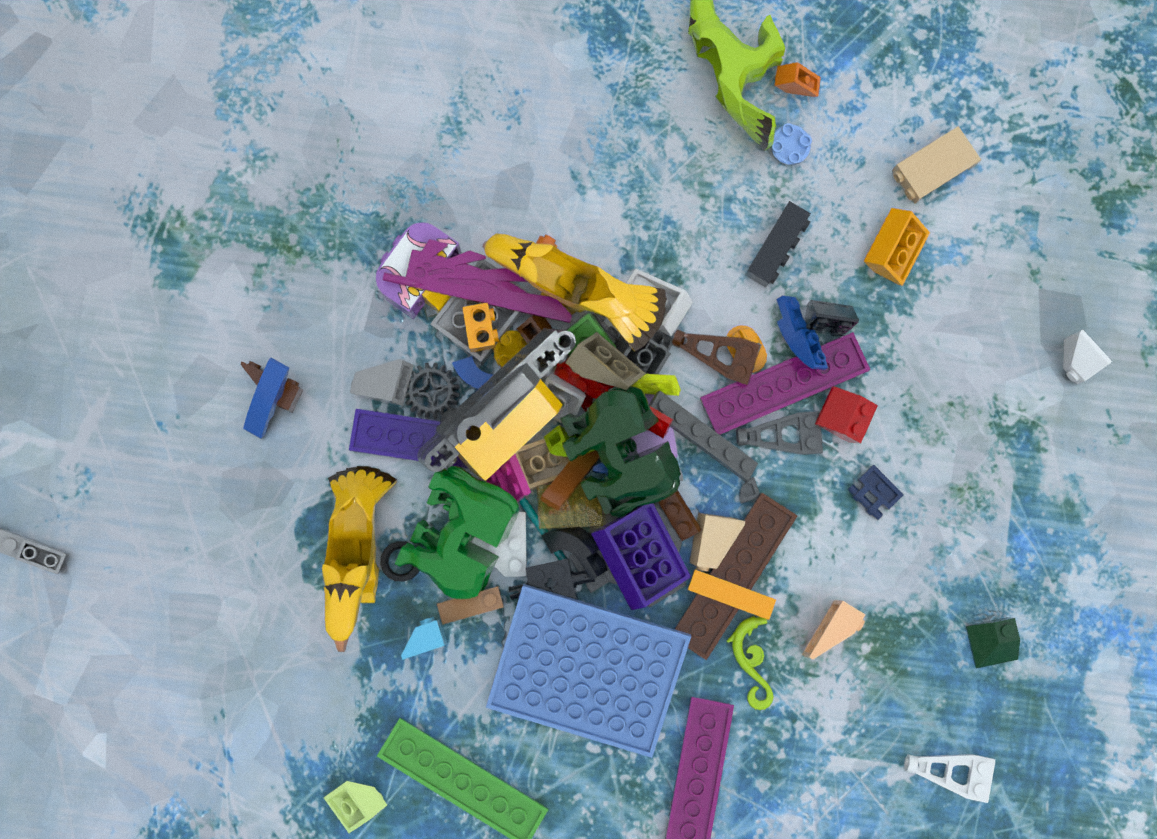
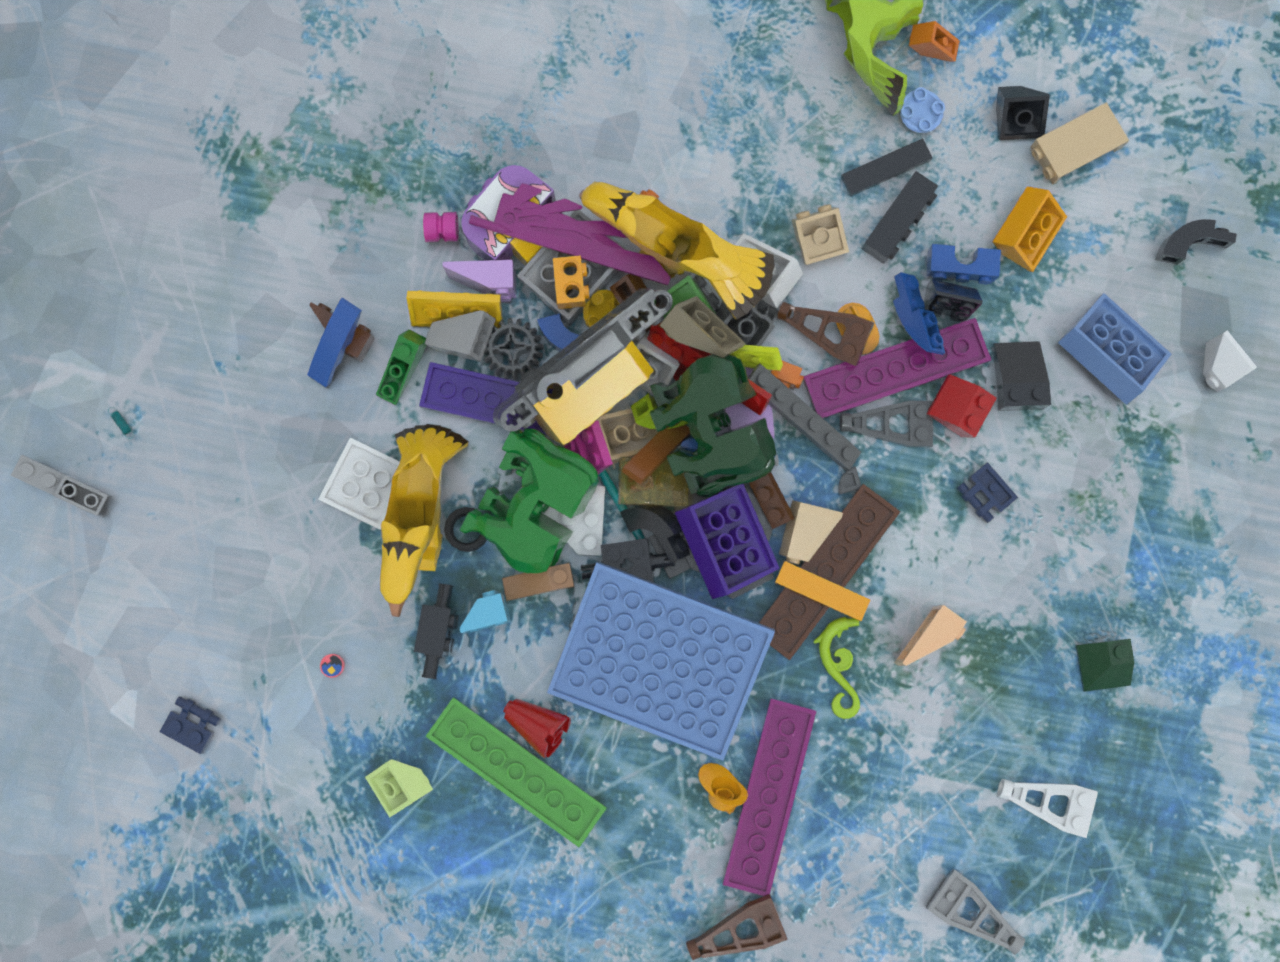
camera: 10 degrees right, 0 degrees up
(72, 484) = (120, 422): none -> teal piece
(155, 768) = (186, 731): none -> dark blue plate
(285, 696) = (332, 665): none -> tile
(301, 526) = (361, 483): none -> white plate
(329, 413) = (401, 365): none -> green slope
(354, 358) = (435, 306): none -> yellow plate
(357, 282) = (440, 227): none -> dark pink wheel
(379, 657) = (436, 630): none -> black brick
(406, 327) = (486, 277): none -> lavender slope
(479, 738) = (537, 725): none -> red cone
(653, 782) = (722, 787): none -> light orange piece
(687, 398) = (789, 375): none -> orange brick
(706, 265) = (820, 234): none -> tan plate
(762, 198) = (886, 167): none -> black tile
(821, 285) = (944, 265): none -> blue arch
(881, 140) = (1021, 112): none -> black slope
(898, 382) = (1021, 376): none -> black slope
(982, 351) = (1115, 349): none -> medium blue slope
(1031, 251) = (1200, 231): none -> black arch

